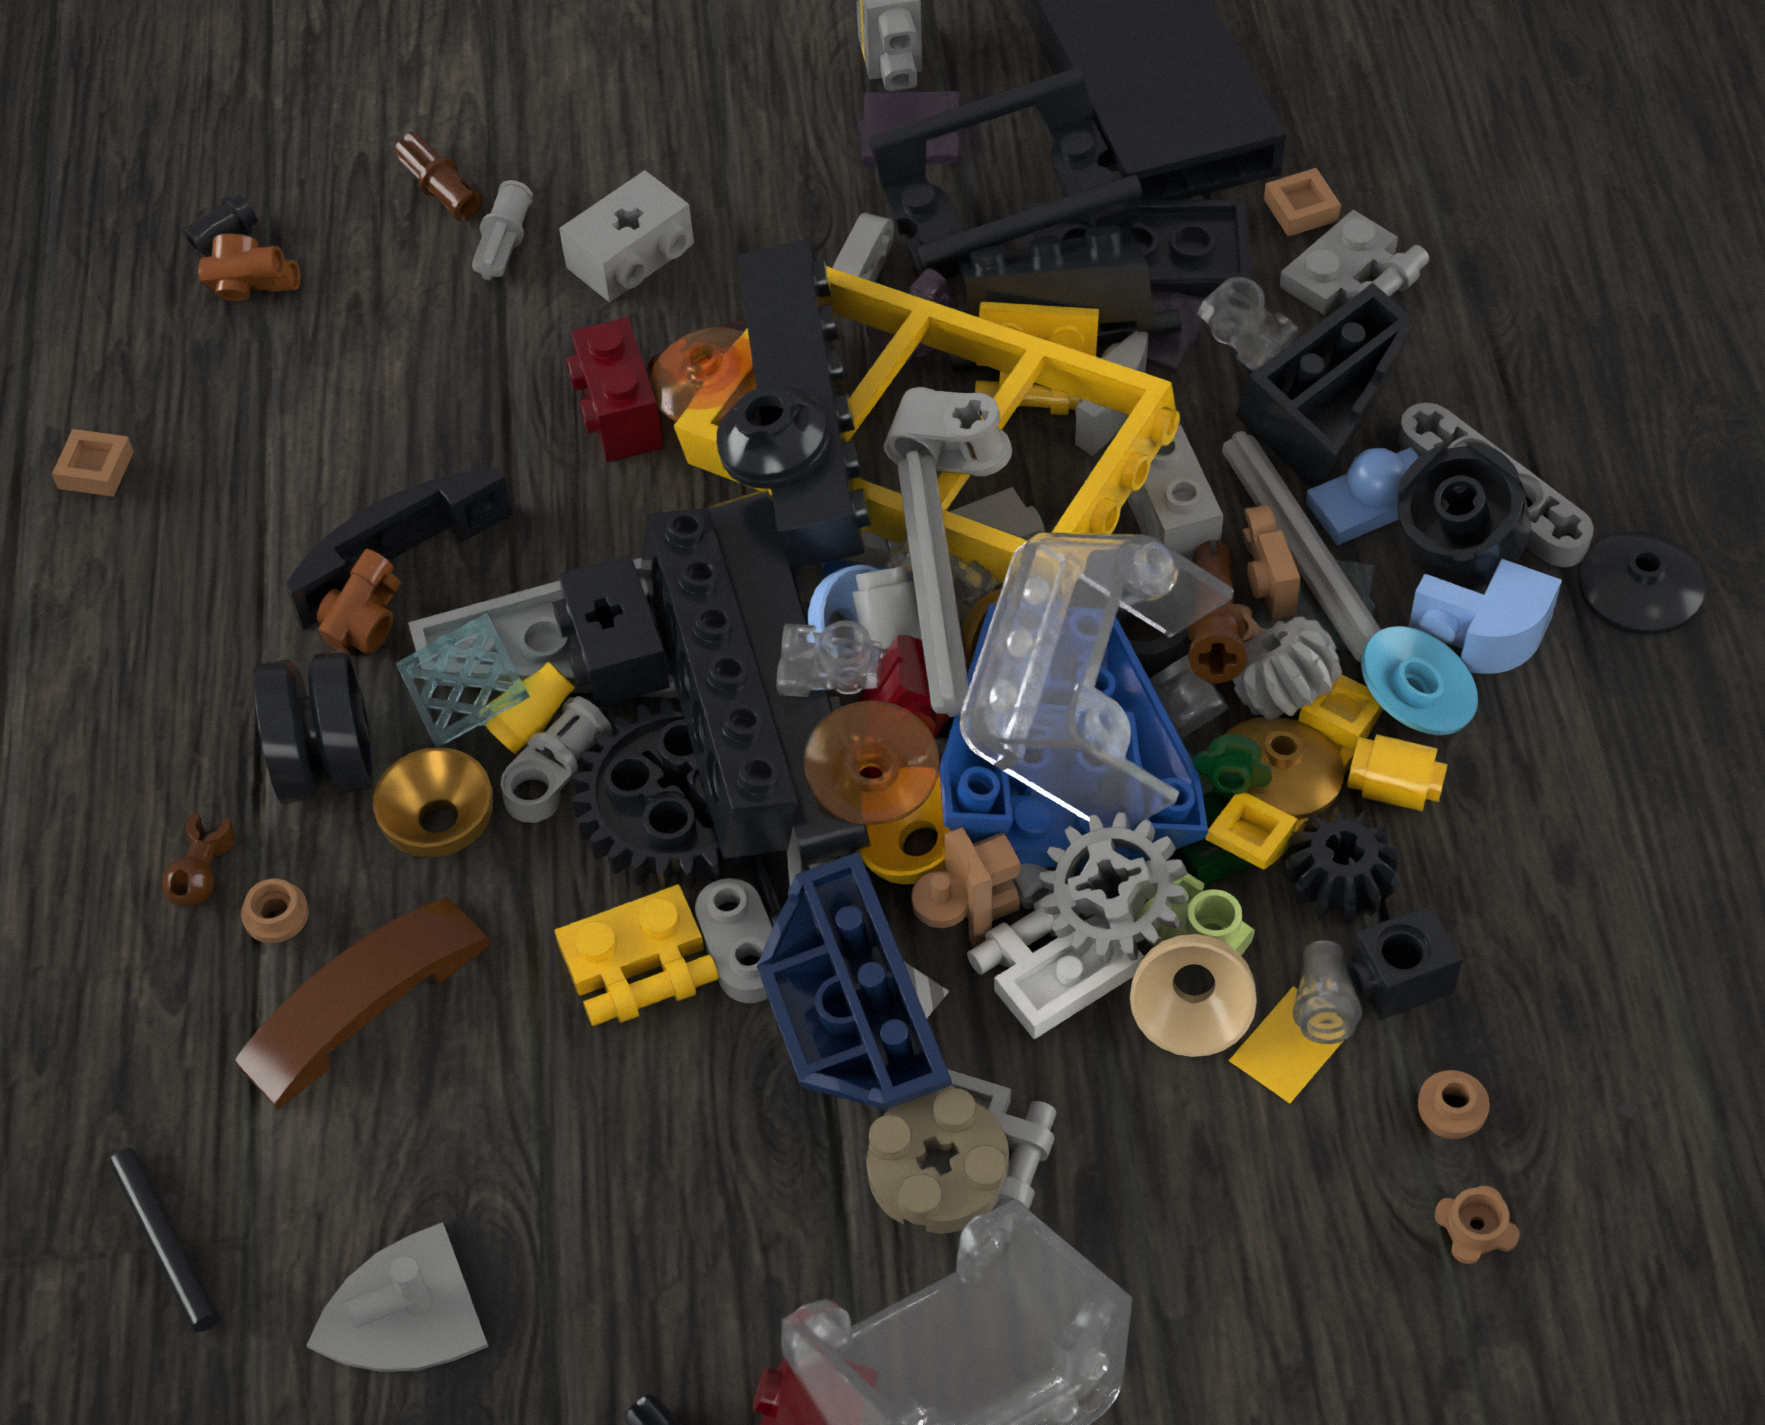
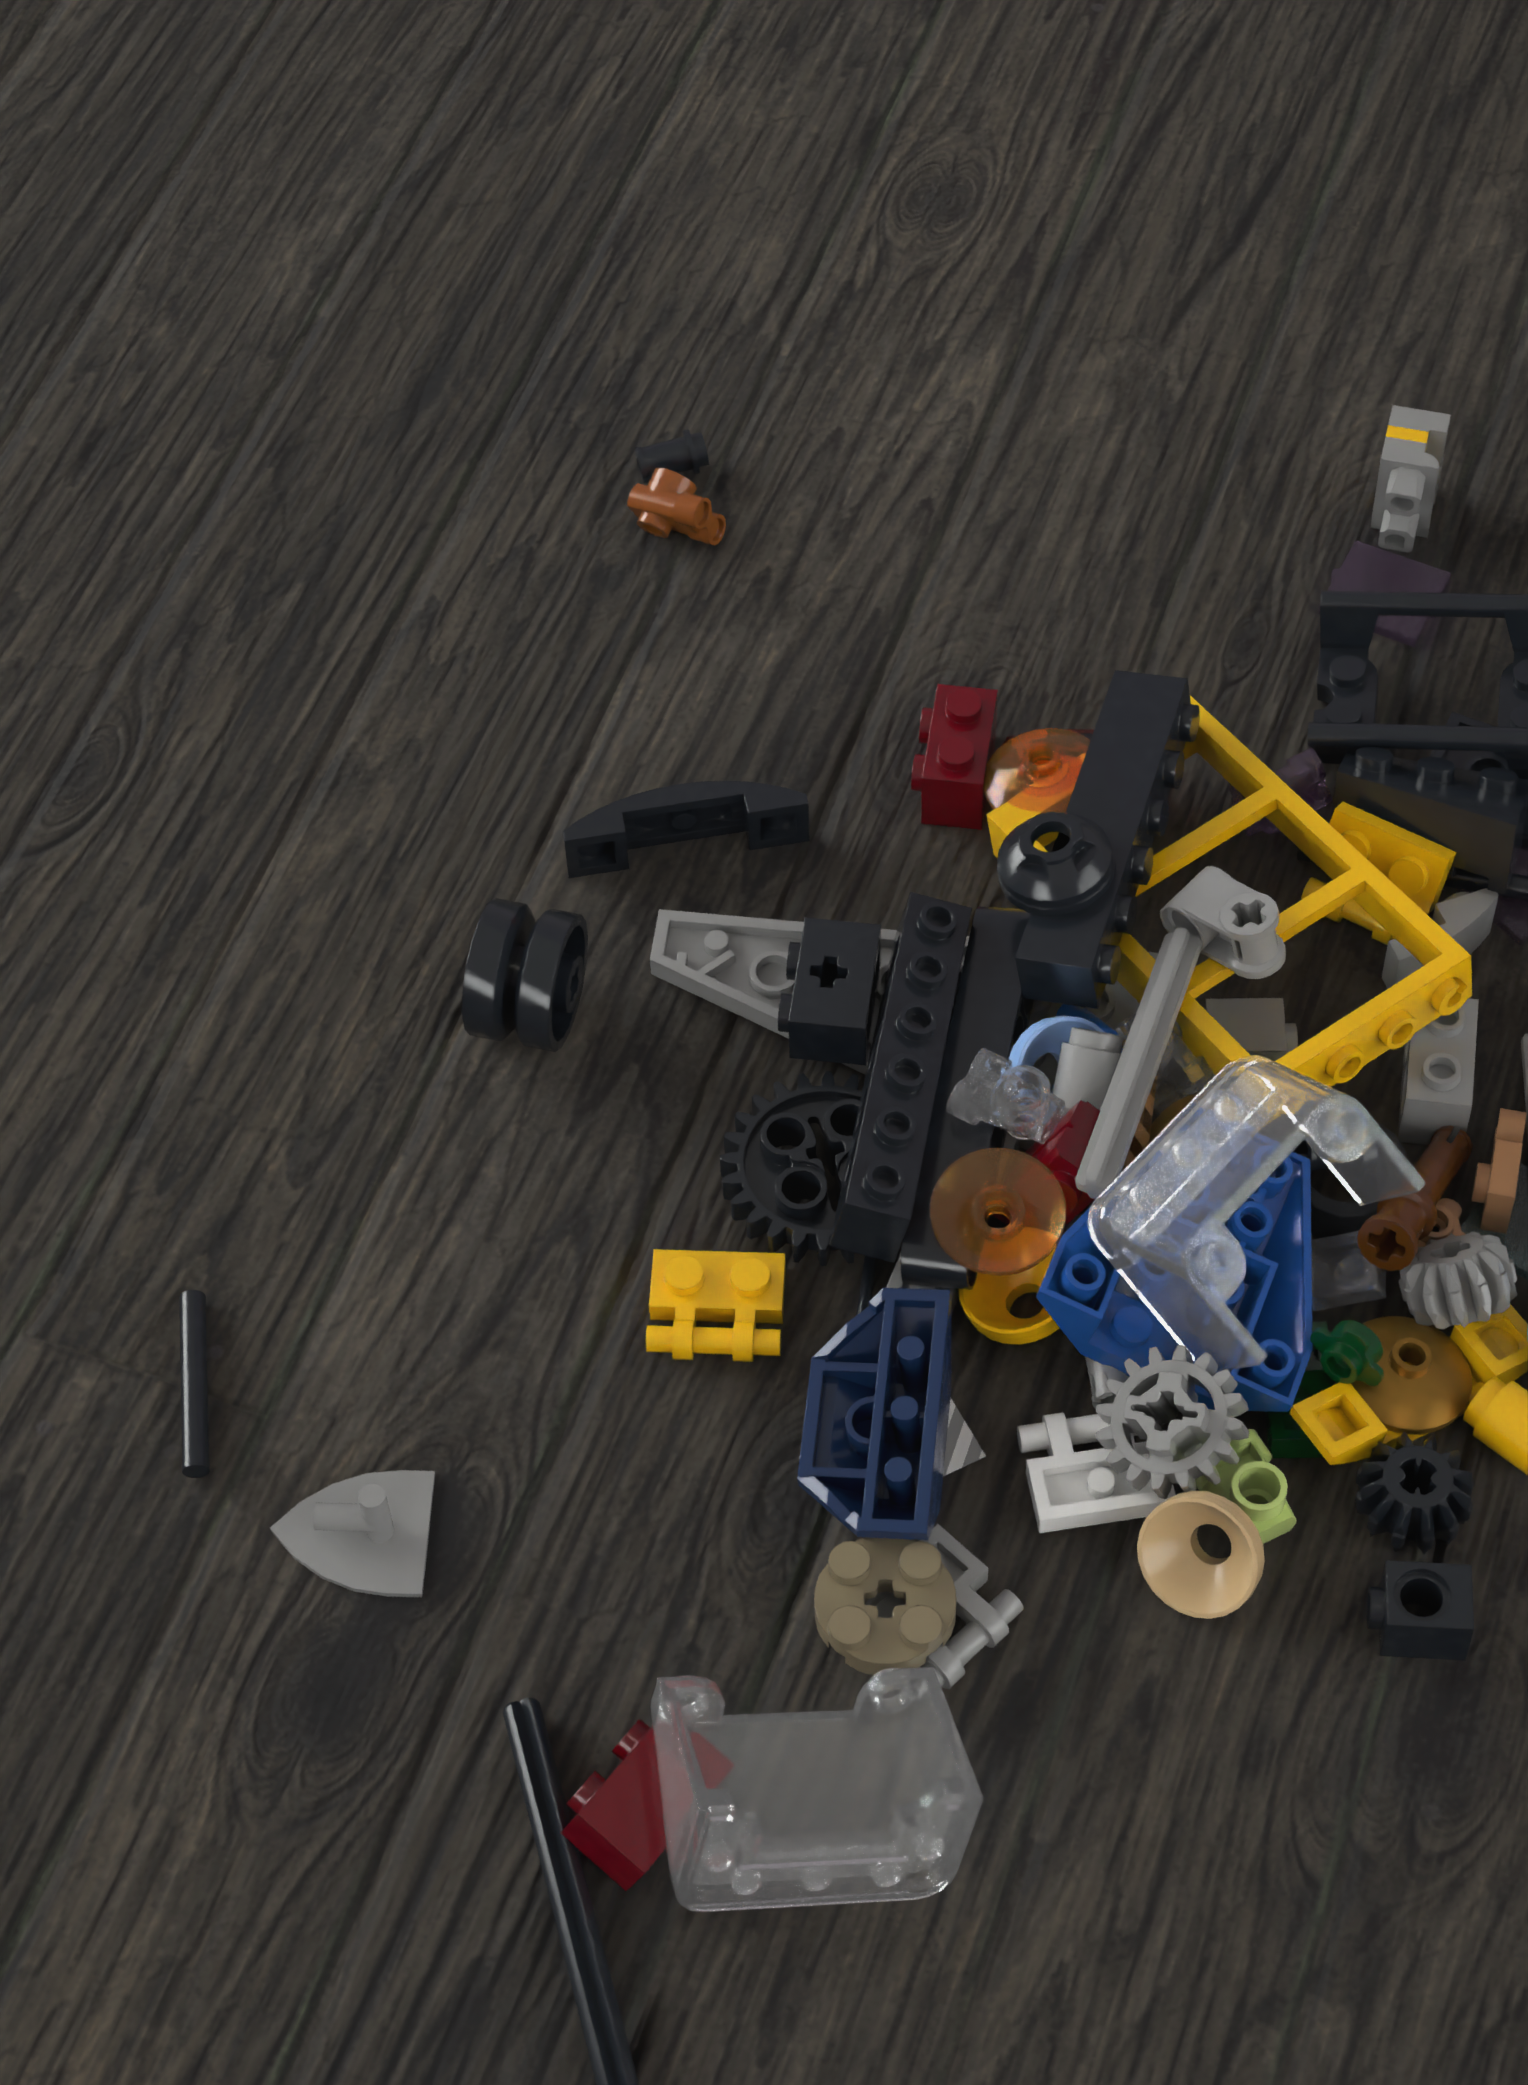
camera: 25 degrees right, 0 degrees up
(92, 462) = (452, 647): medium nougat plate -> none
(190, 879) = (361, 1072): reddish brown arm -> none
(269, 897) = (414, 1117): medium nougat plate -> none
(352, 991) = (455, 1231): reddish brown slope -> none
(358, 612) = (617, 882): dark orange plate -> none
(429, 782) = (598, 1067): pearl gold piece -> none
(439, 177) = (897, 481): reddish brown axle -> none
(478, 712) = (678, 1020): clear light blue window -> none
(502, 229) = (931, 555): light grey axle -> none
(519, 723) = (725, 1034): yellow cone -> none
(552, 759) = (728, 1090): light grey connector -> none
(627, 236) = (1045, 605): light grey brick -> none
(734, 935) = (812, 1319): light grey plate -> none
(866, 247) = (1266, 708): light grey beam -> none
(972, 886) = (1052, 1366): medium nougat hips -> none
(1280, 1053) = (1281, 1641): yellow sticker -> none
(1326, 998) = (1331, 1610): clear cone -> none
(1447, 1120) = (1397, 1780): medium nougat plate -> none
(1477, 1204) = (1366, 1861): medium nougat plate -> none

